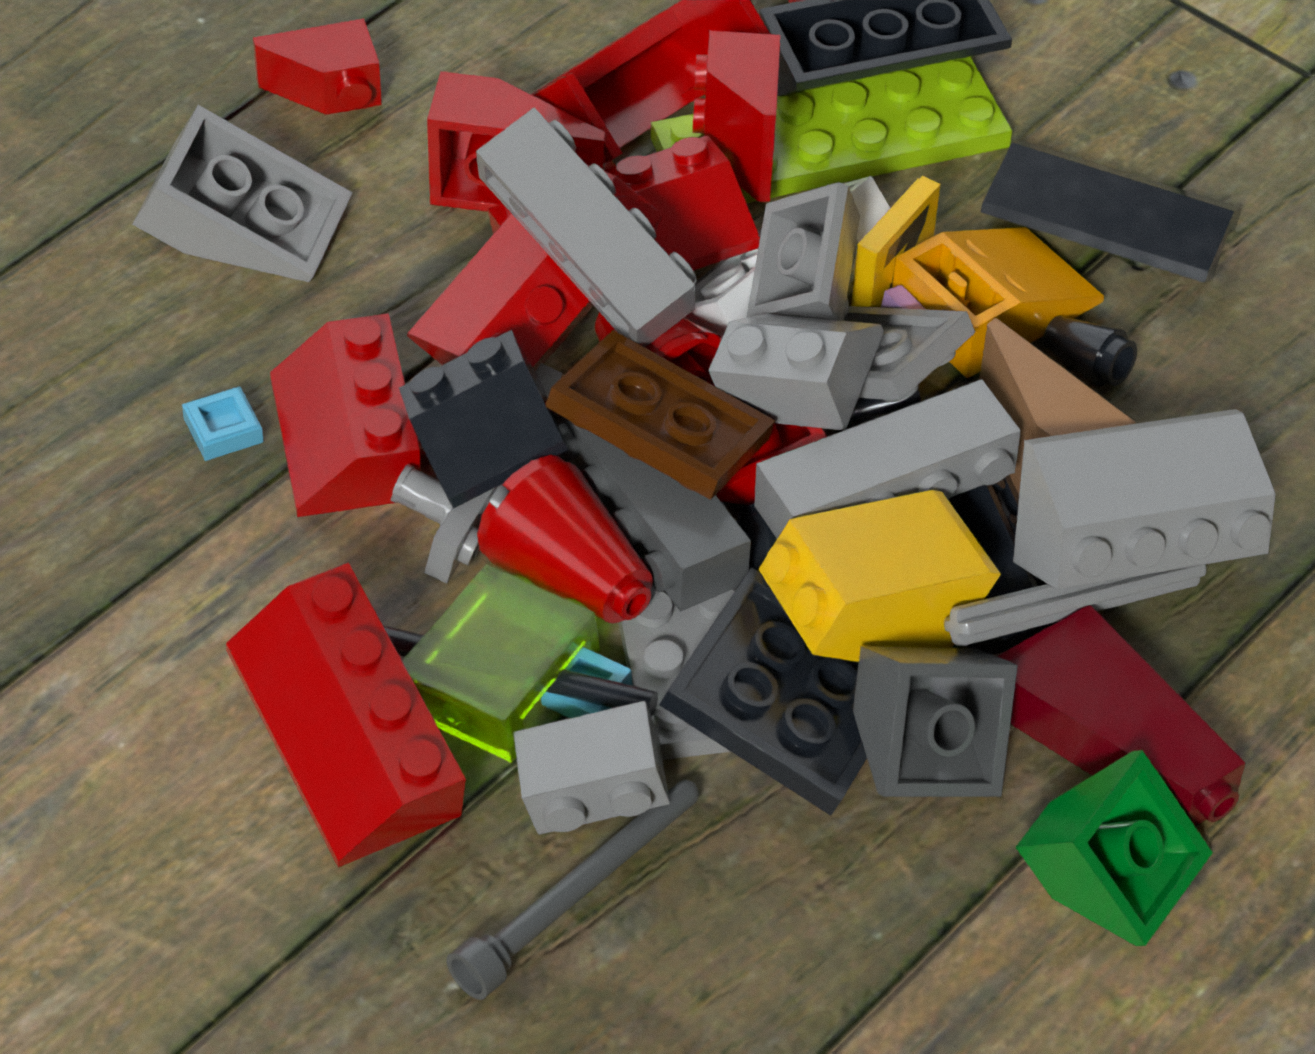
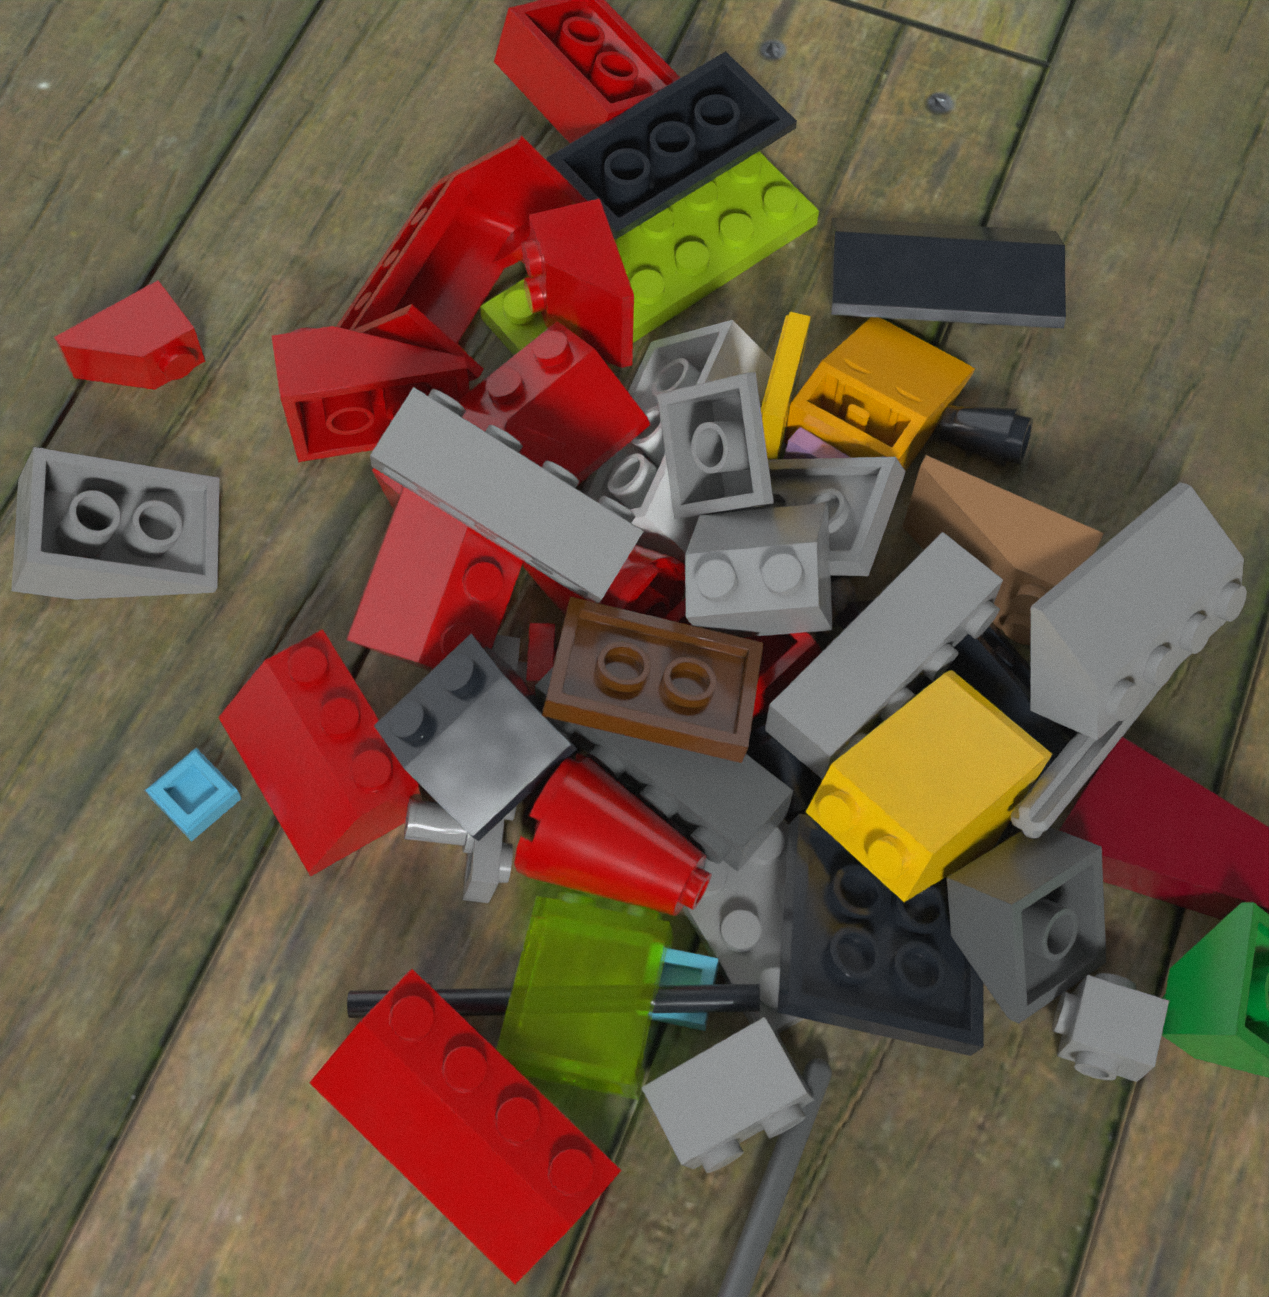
camera: 20 degrees left, 15 degrees up
(972, 834) = (1110, 1027): none -> light grey brick

